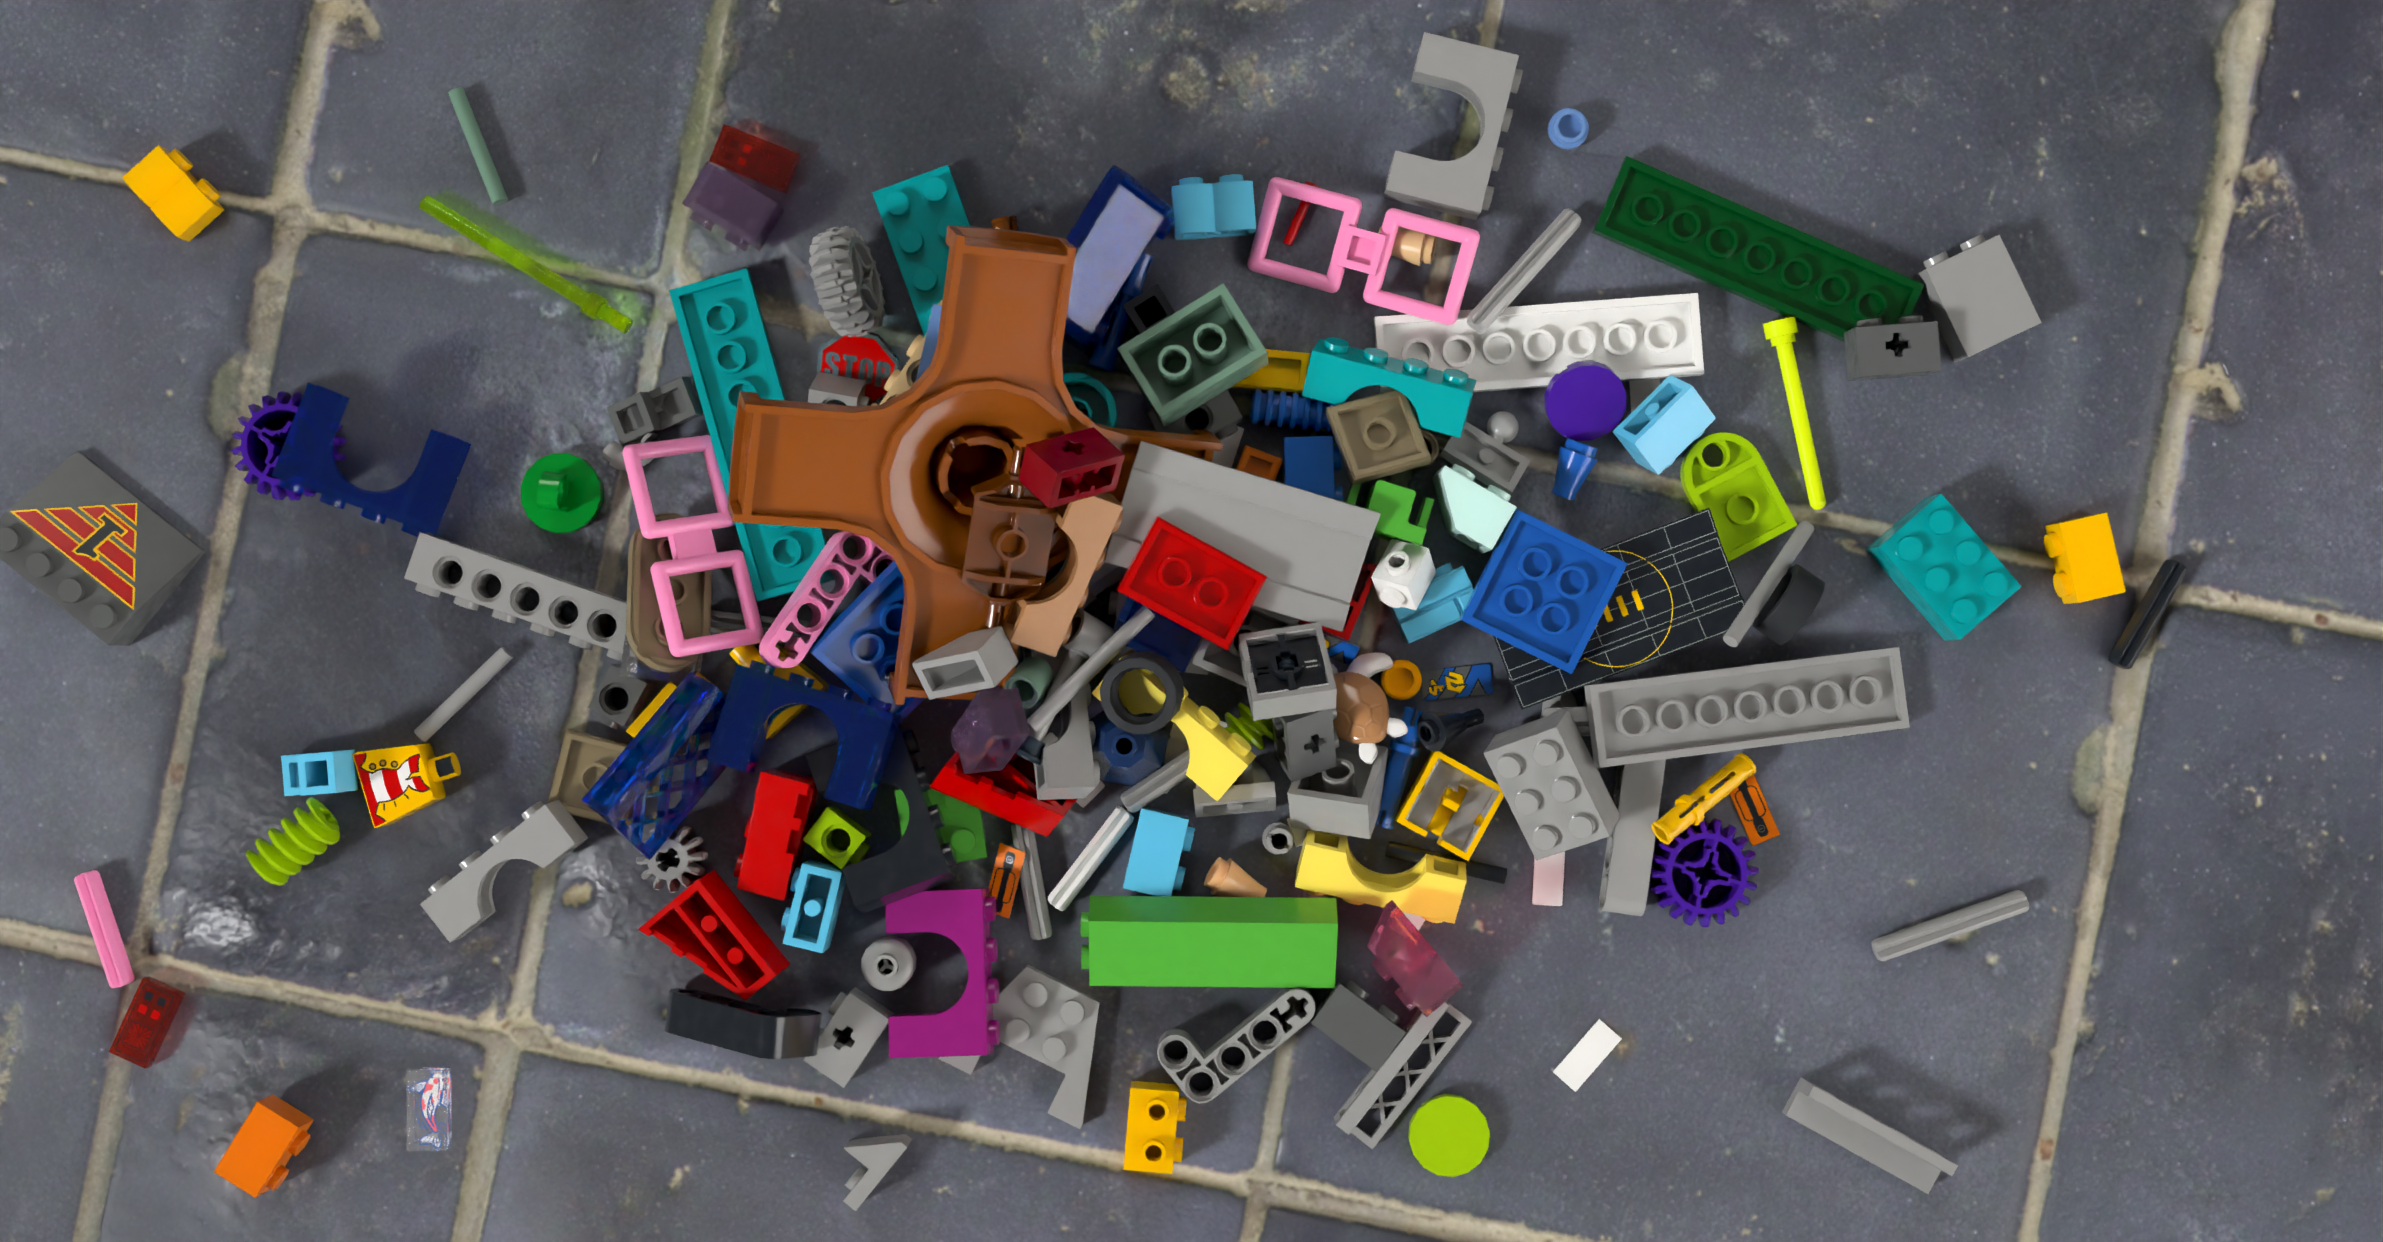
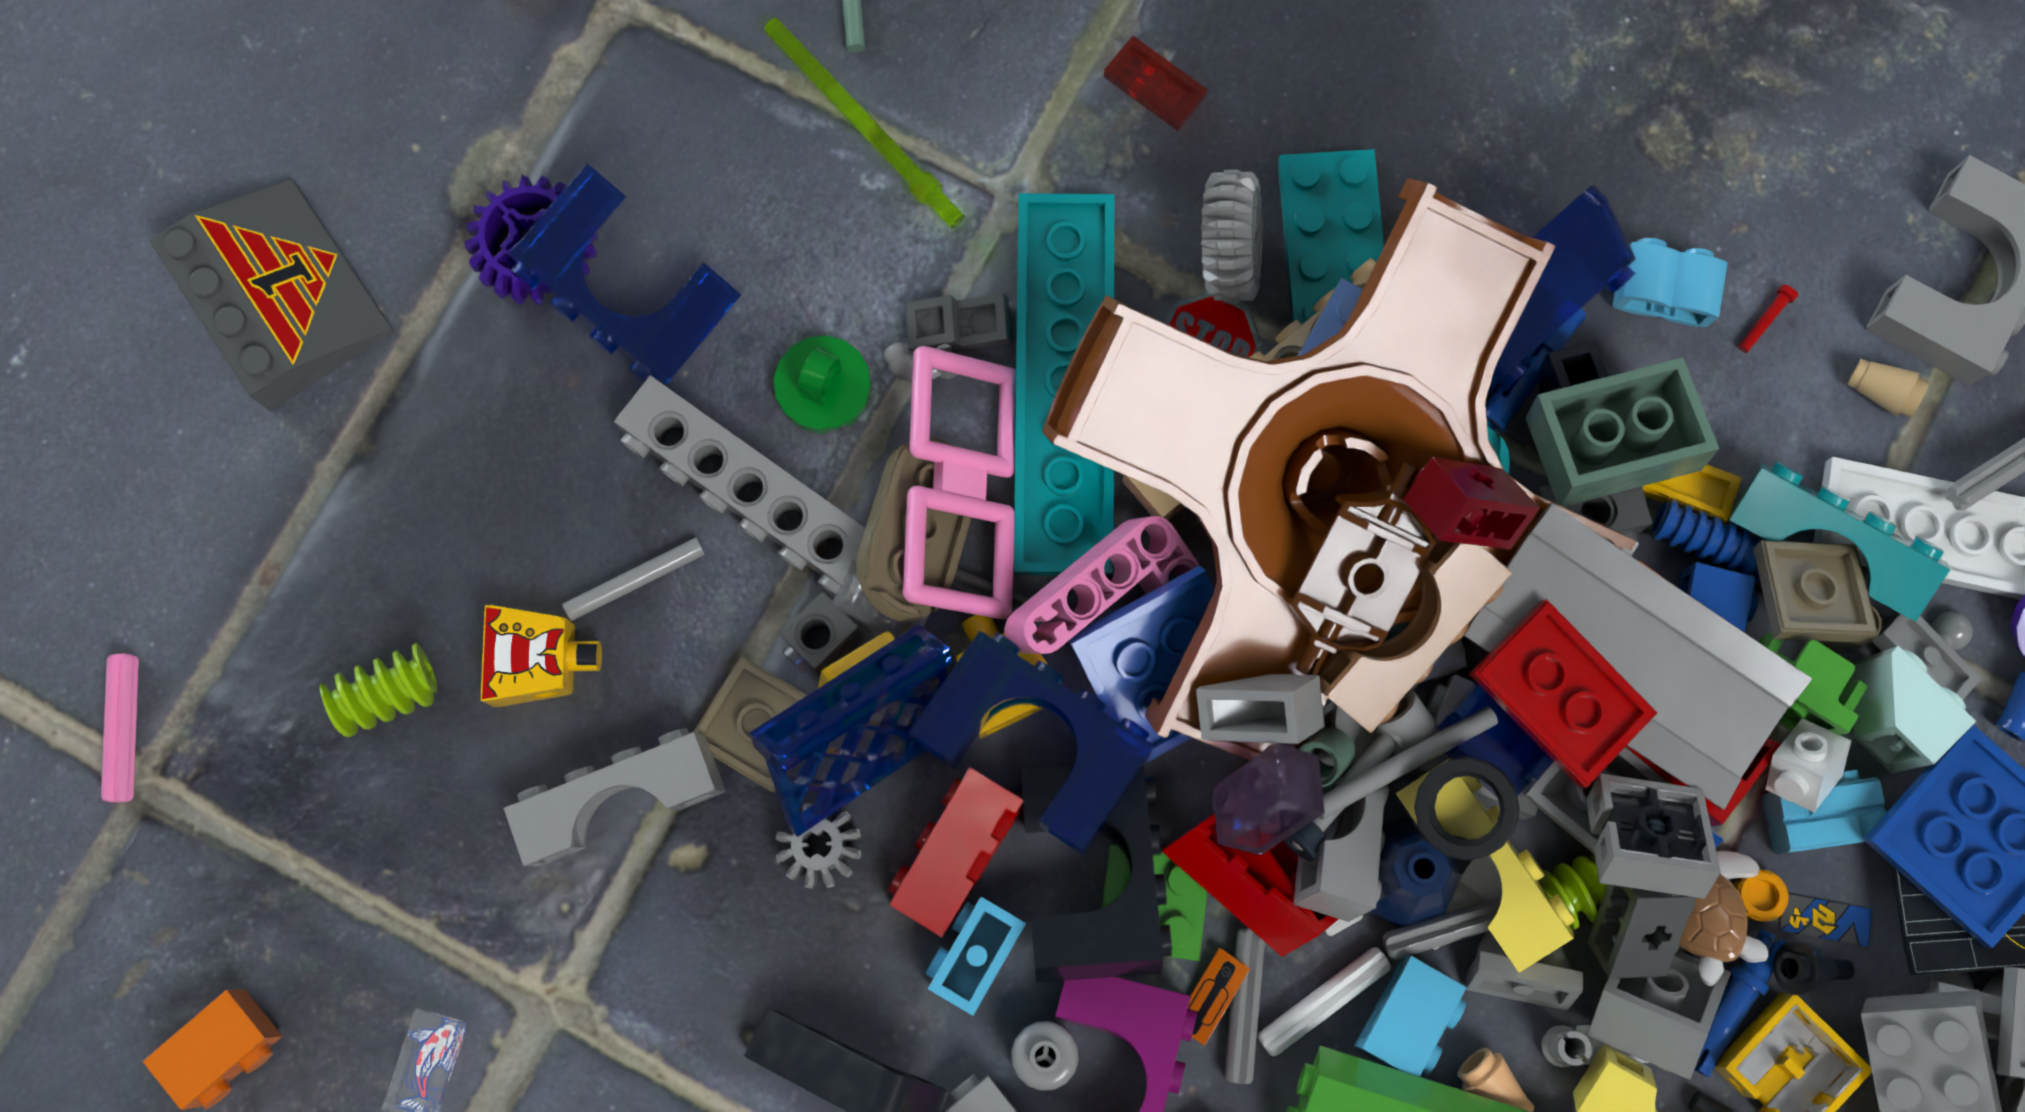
camera: 15 degrees right, 10 degrees down
(147, 1022) = (128, 854): clear red tile -> none
(319, 773) = (438, 617): medium azure brick -> none
(719, 936) = (847, 957): red wedge -> none
(733, 207) = (1119, 124): clear purple brick -> none
(820, 837) = (1020, 859): lime brick -> none
(1363, 250) = (1840, 378): bright pink bar -> none

